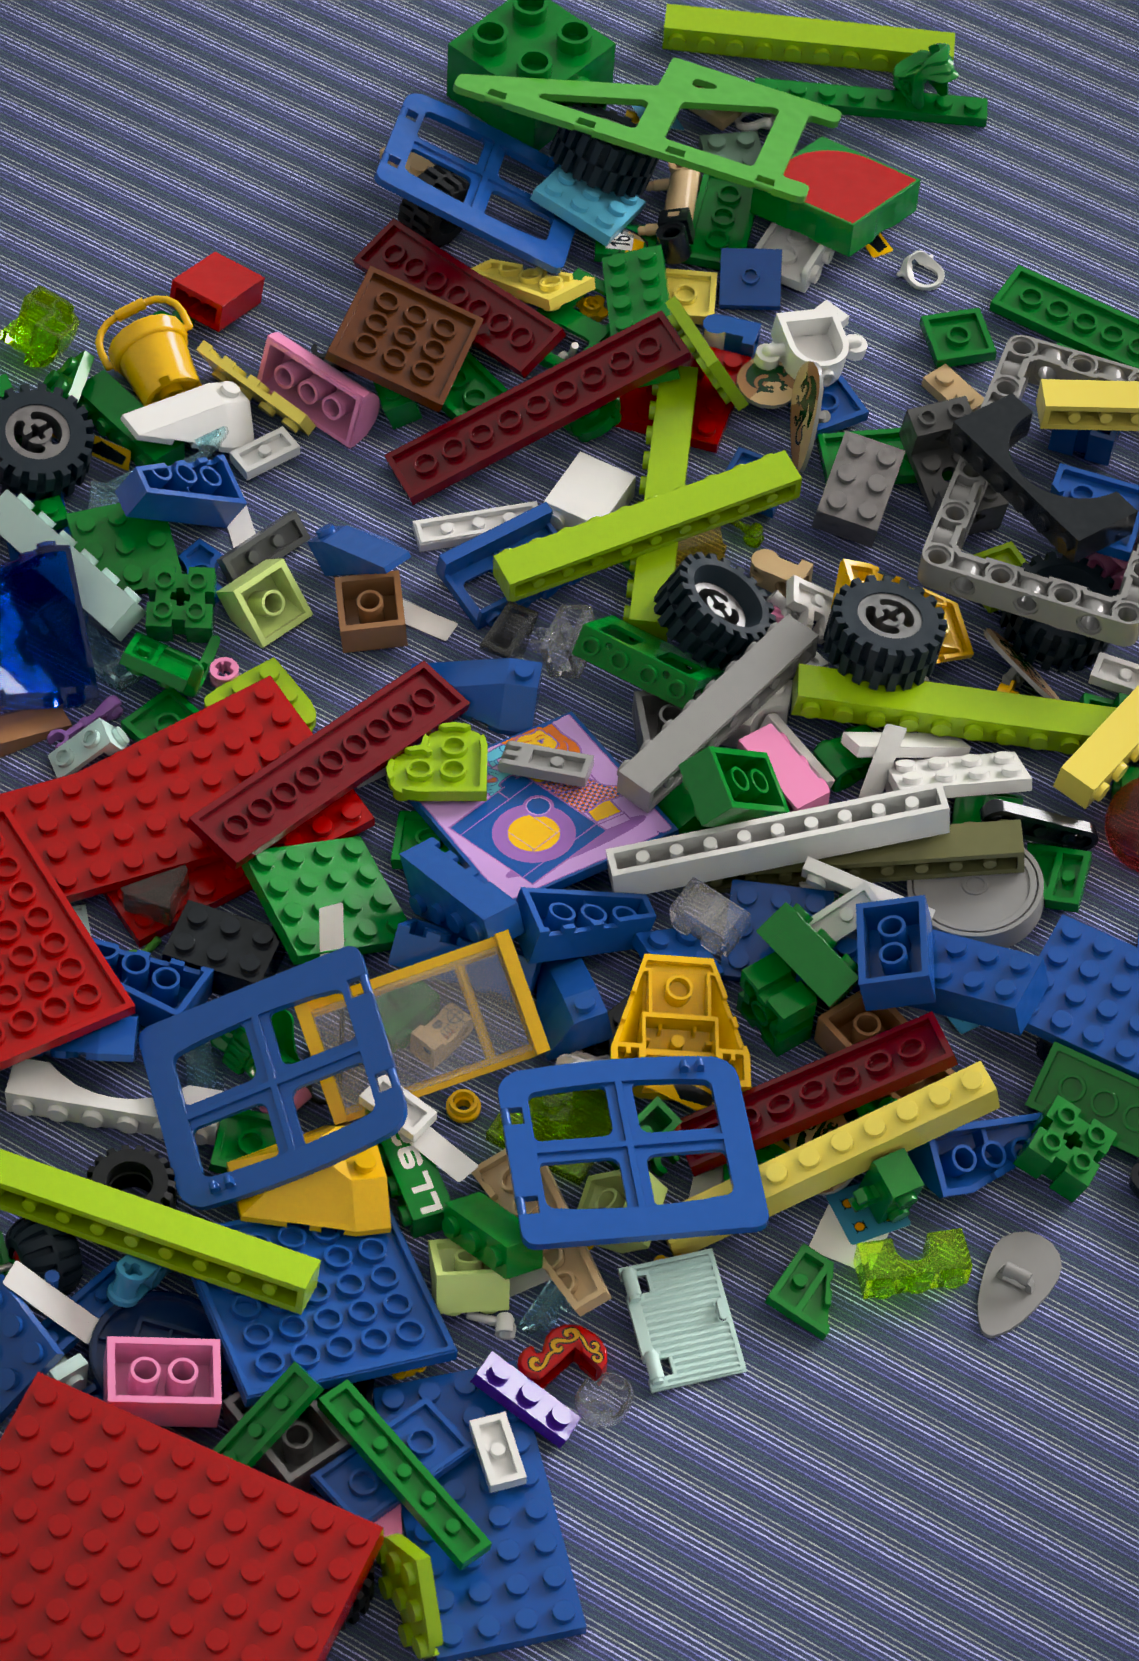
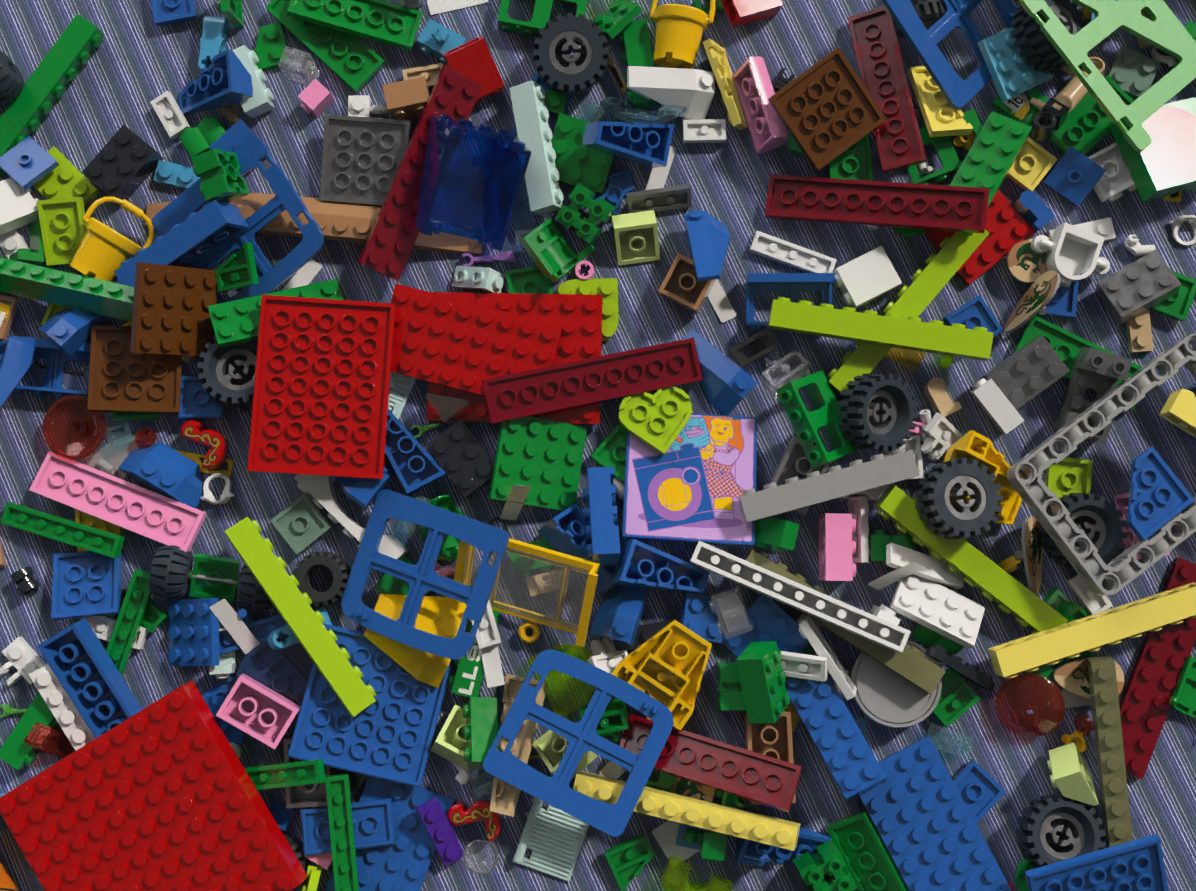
camera: 40 degrees right, 30 degrees up
(56, 1142) = (301, 524): none -> sand green plate
(497, 1452) = (404, 855): white plate -> none
(546, 763) = (713, 453): light grey hinge -> none
(704, 355) = (999, 228): lime plate -> none
(732, 786) = (794, 552): green brick -> none
(849, 534) = (996, 405): none -> white brick
(883, 316) = (1136, 248): none -> white arm
(895, 953) = (806, 719): blue brick -> none
(914, 343) = (1137, 287): none -> flat silver brick
(1071, 524) = (1118, 502): black arch -> none
(1102, 913) = (950, 741): none -> clear light blue plate

